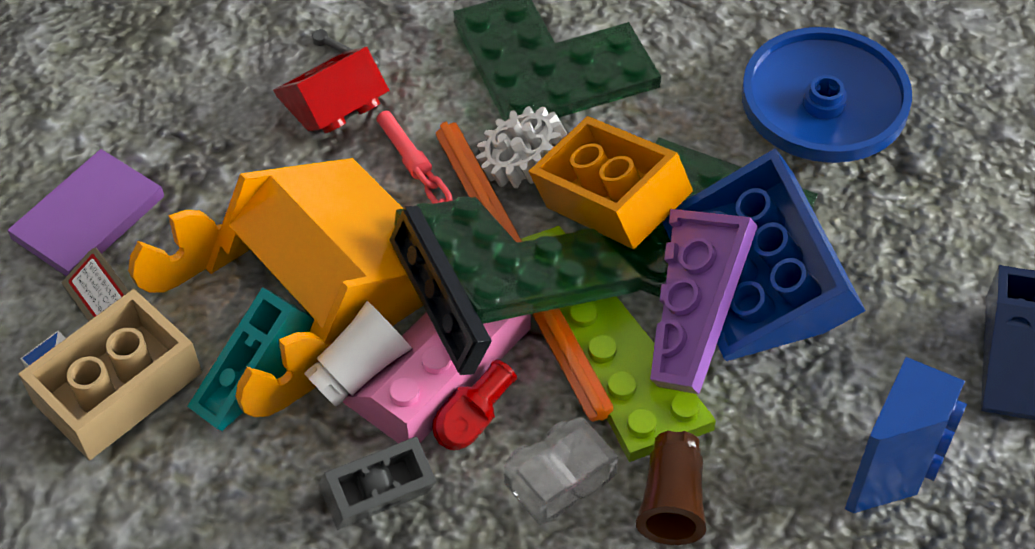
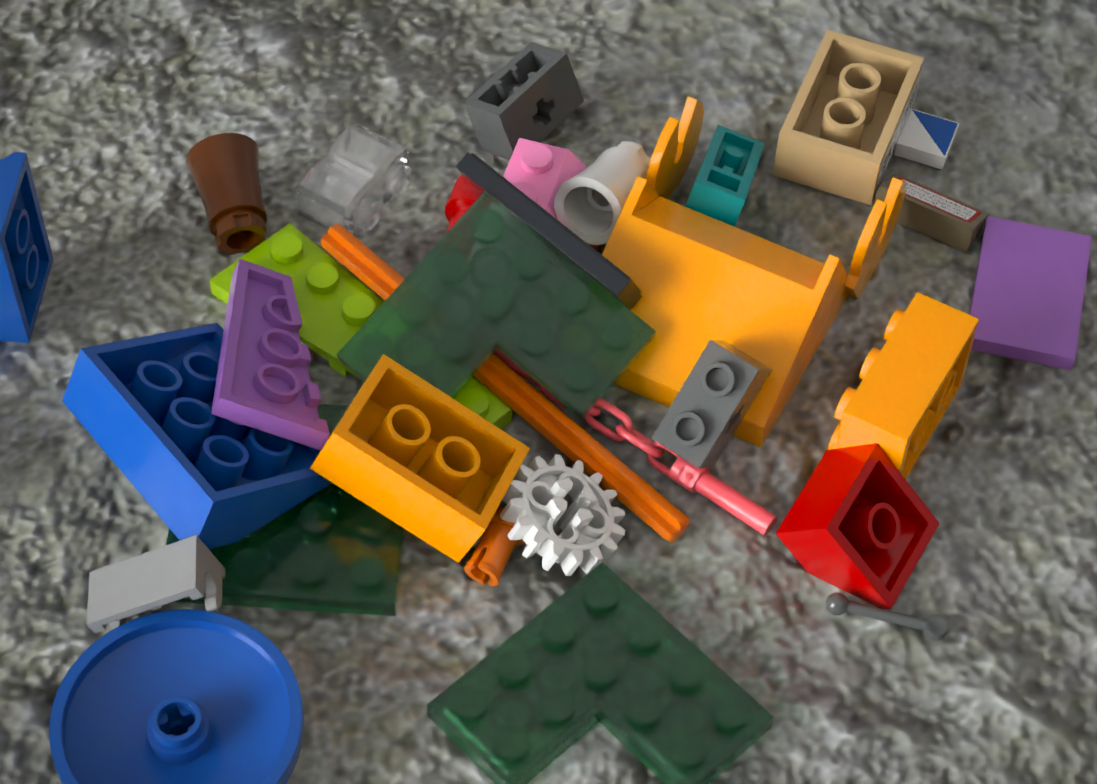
camera: 155 degrees right, 0 degrees up
(246, 130) = (907, 382): none -> light orange brick
(384, 158) = (711, 404): none -> dark grey brick
(827, 165) = (153, 581): none -> light grey hinge

